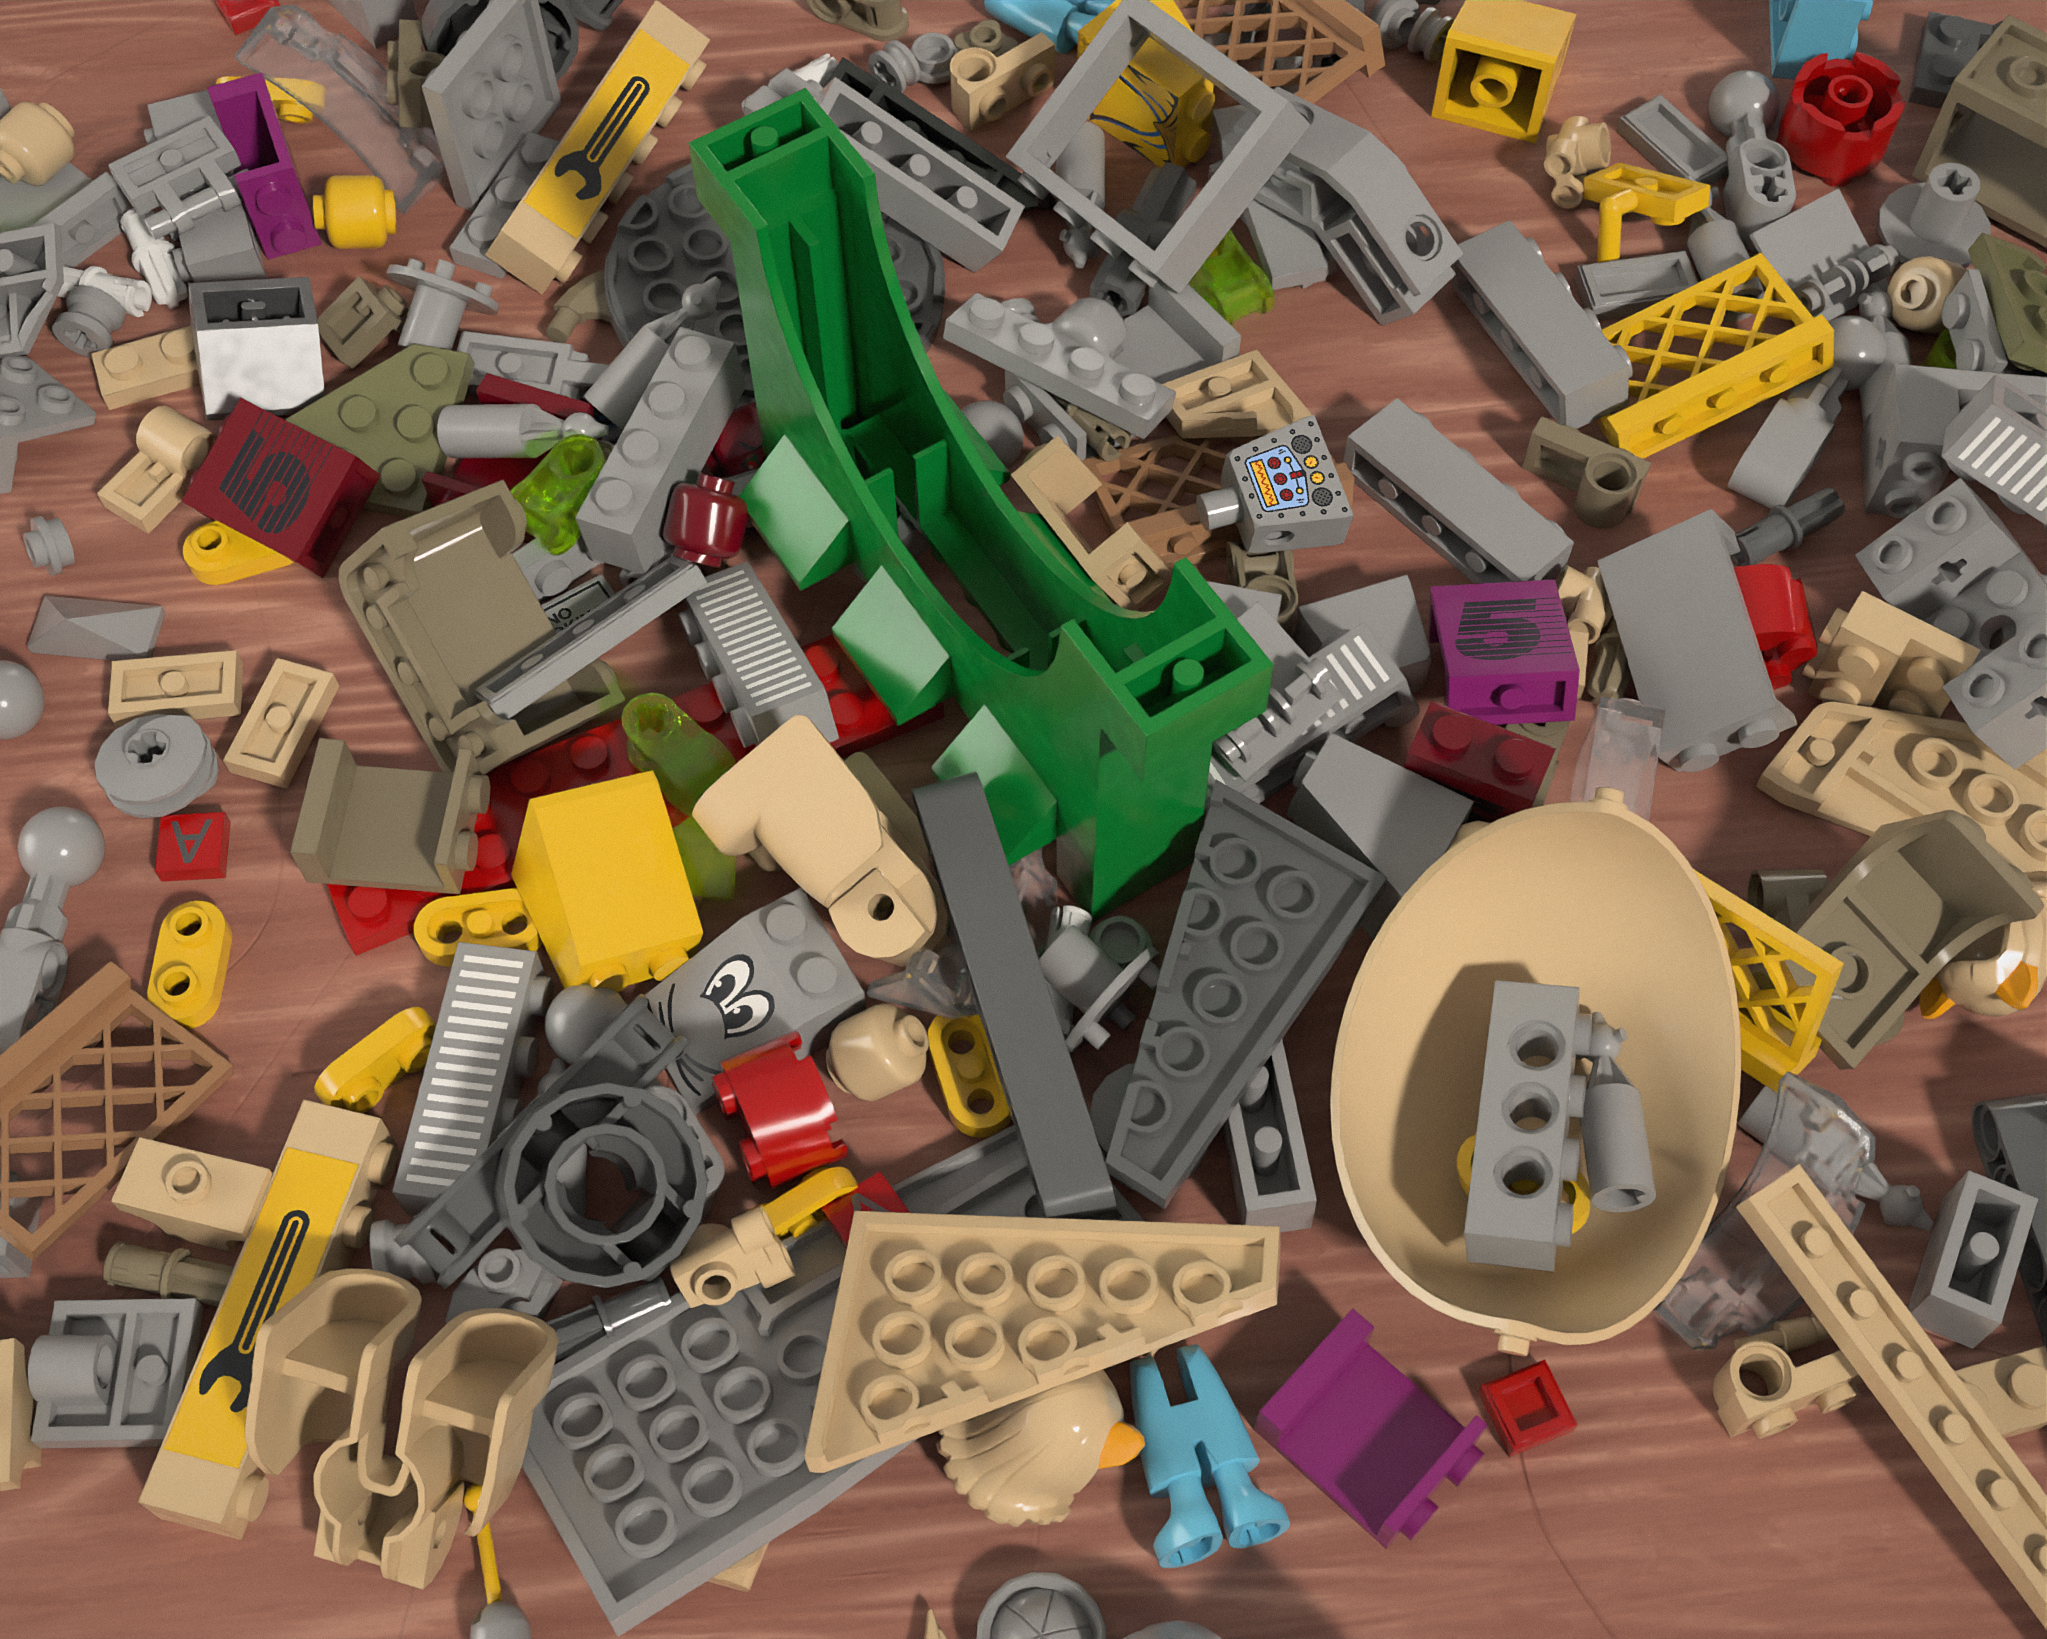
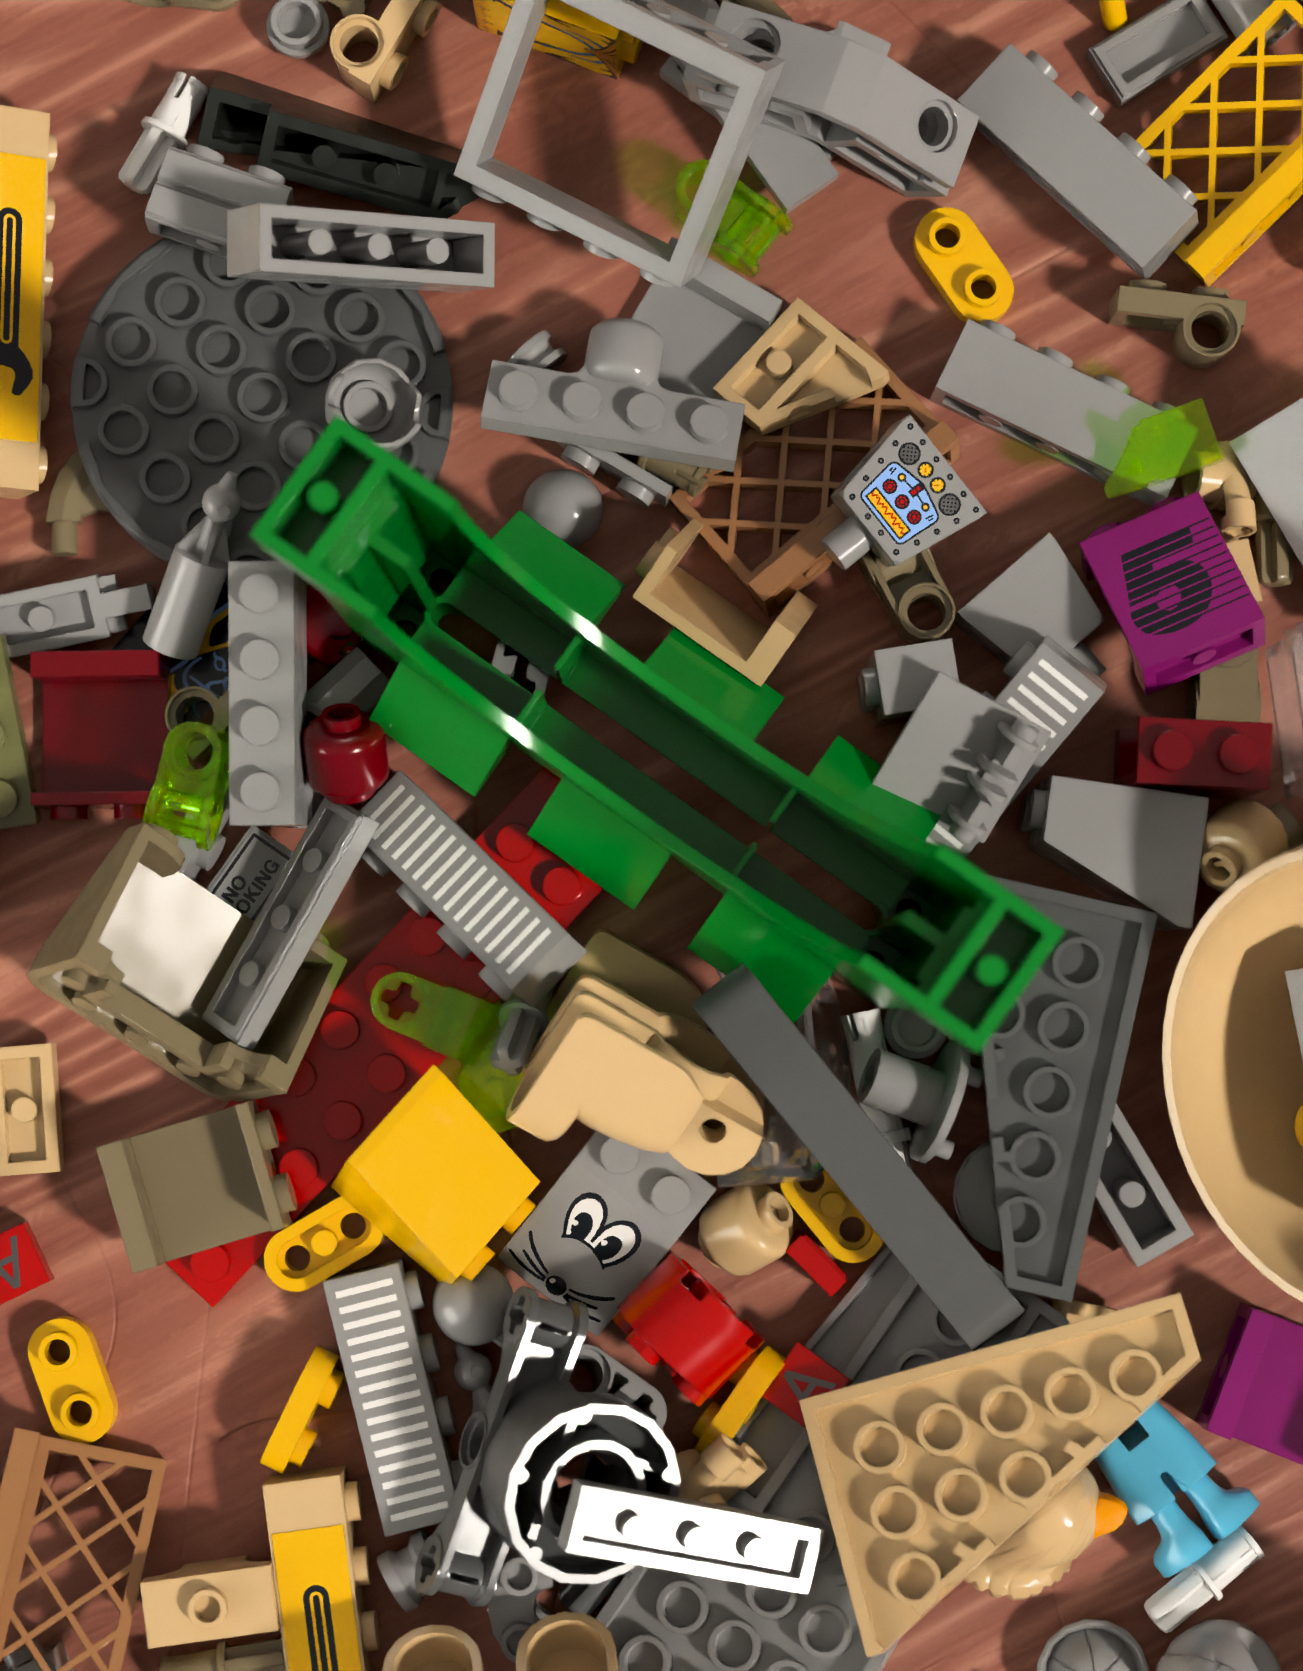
camera: 20 degrees left, 25 degrees up
(508, 430) = (91, 709): light grey wheel -> none
(684, 1271) = (690, 1536): none -> plate
(895, 65) = (262, 59): light grey bush -> none
(931, 1113) = (816, 1263): none -> red tile
(1084, 169) = (533, 147): light grey wheel -> none
(1154, 213) = (626, 182): dark grey piece -> none
(1202, 1584) = (1202, 1580): none -> white axle
(1407, 369) = (960, 266): none -> yellow plate
(1535, 540) = (1165, 449): none -> clear neon green slope

